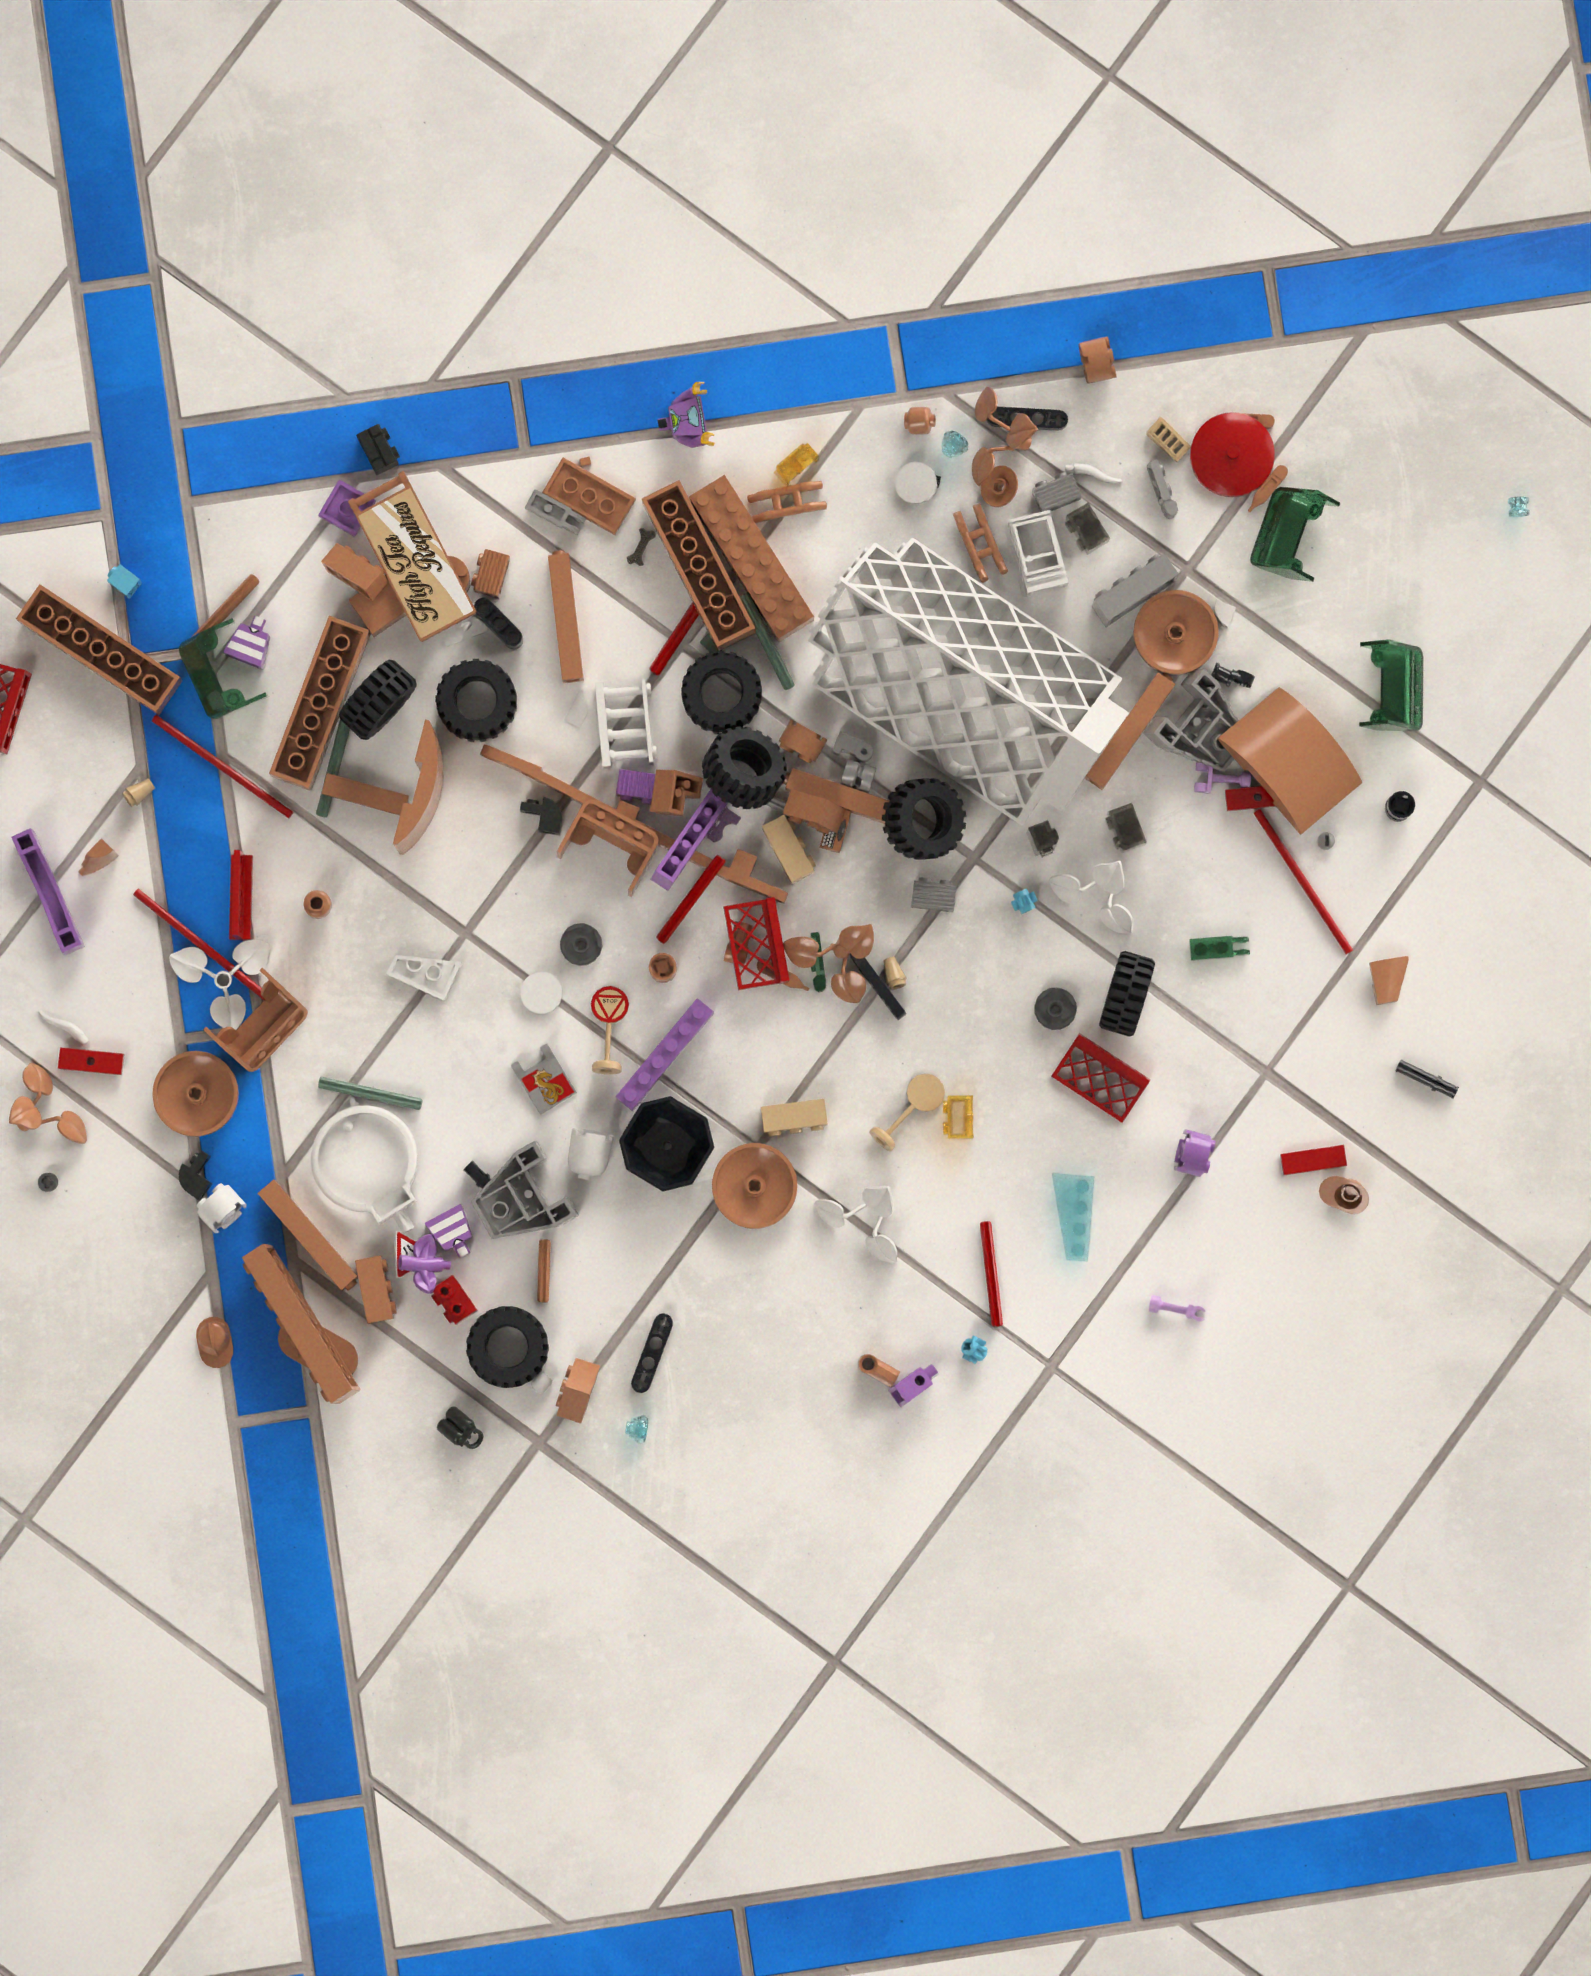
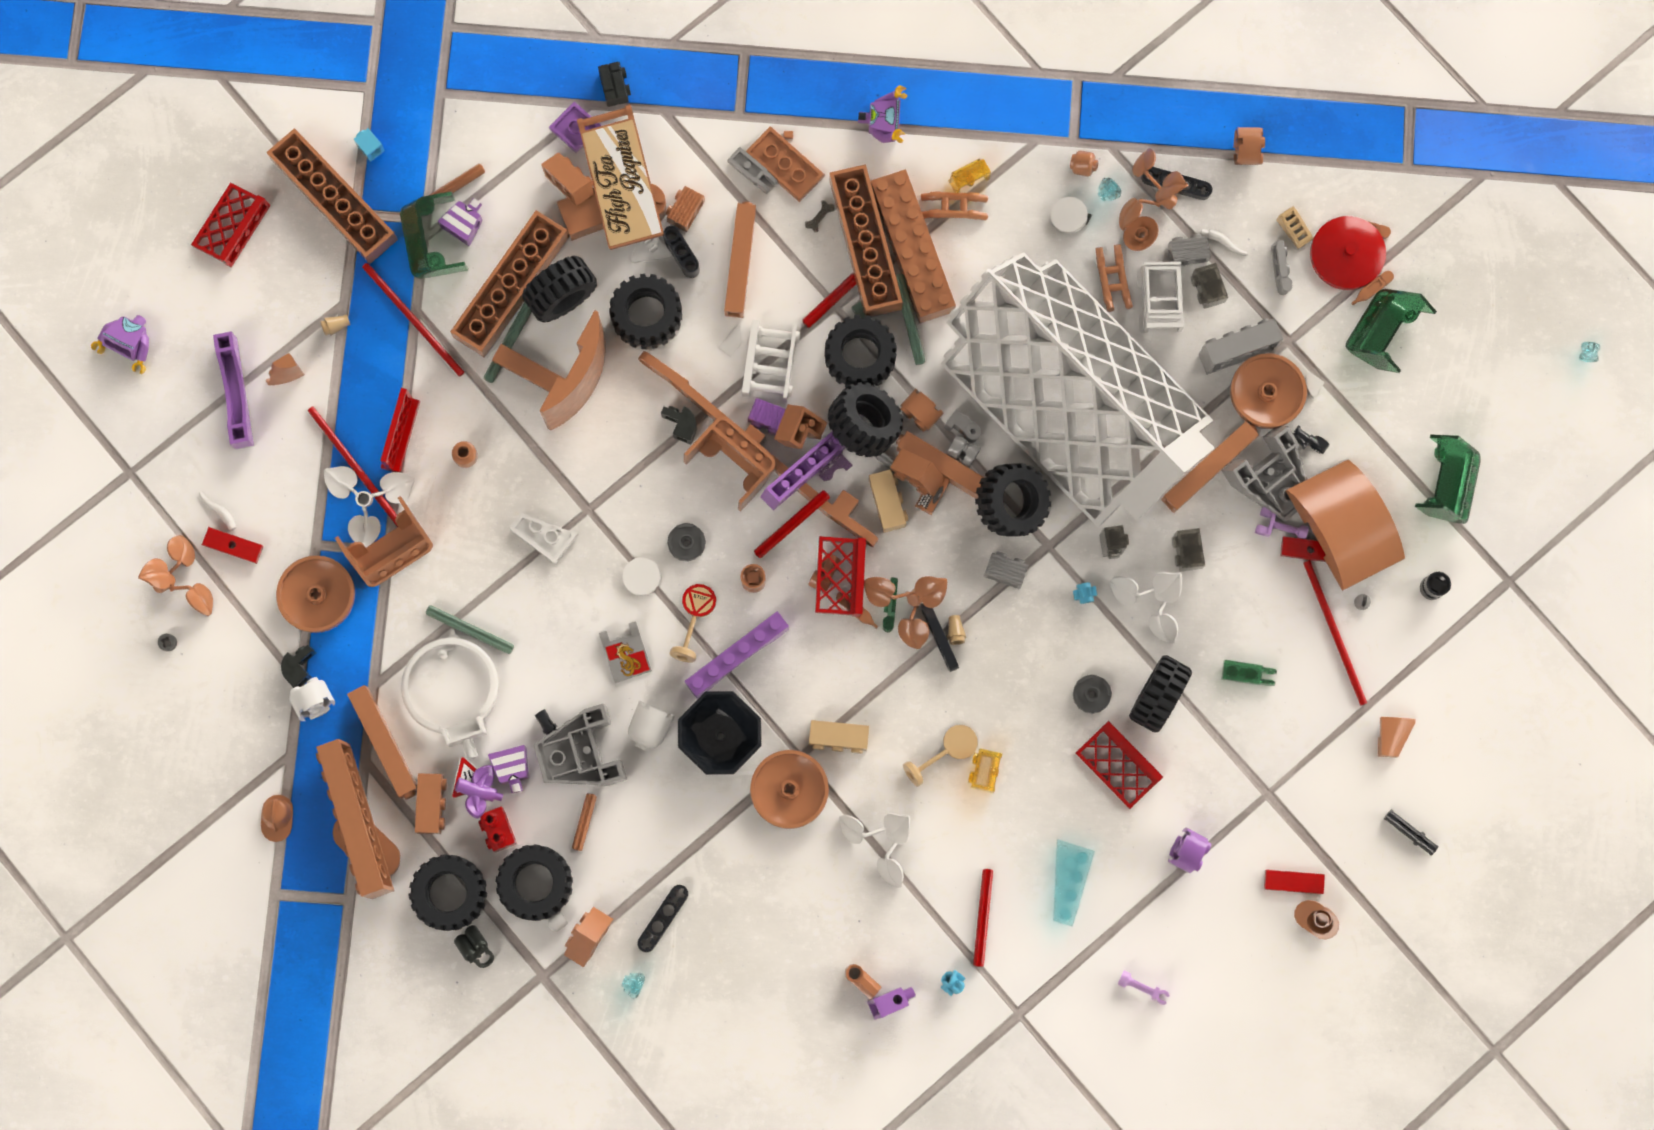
camera: 10 degrees right, 5 degrees down
(389, 1378) = (422, 885): none -> black tyre

